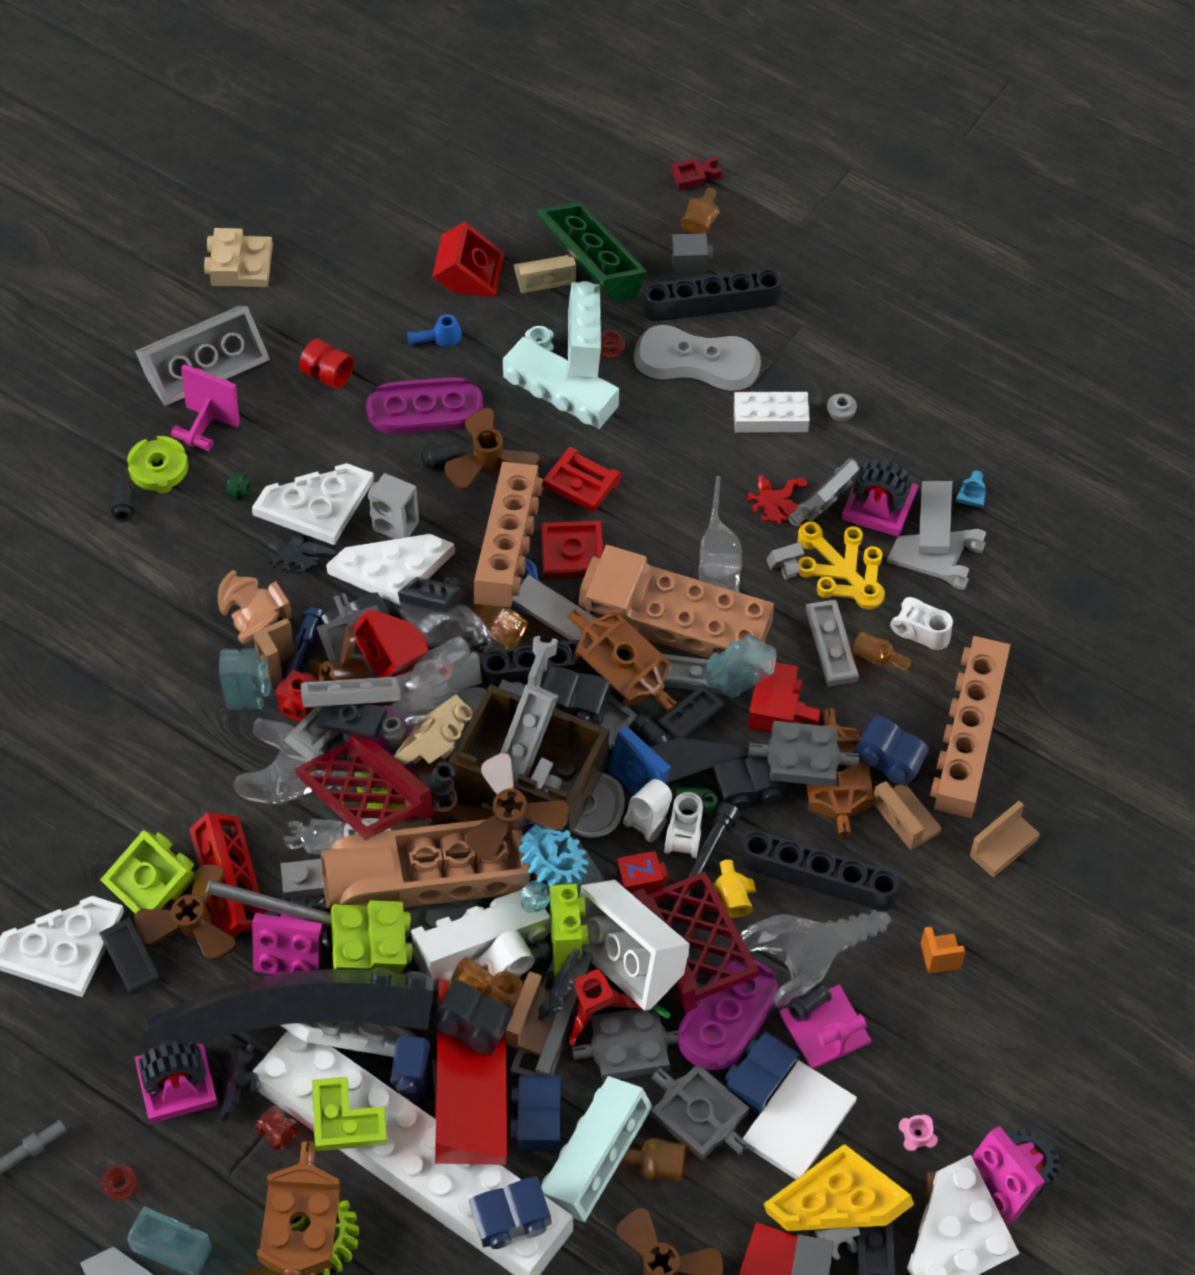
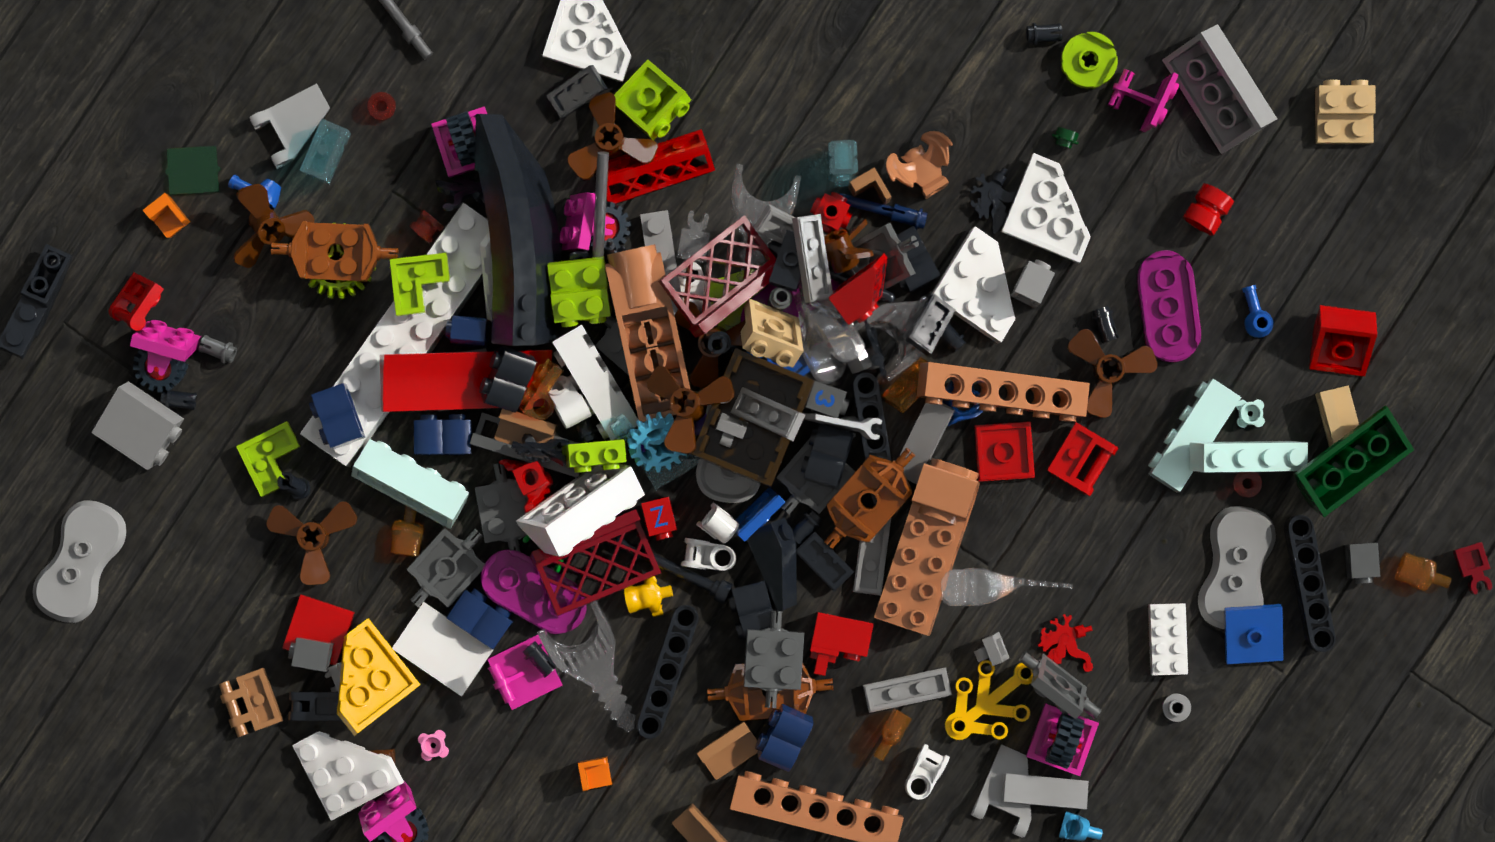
camera: 90 degrees right, 30 degrees up
(709, 799) = (741, 569): dark green arm -> none
(741, 665) = (861, 605): clear light blue brick -> none
(764, 339) = (1253, 634): none -> blue plate

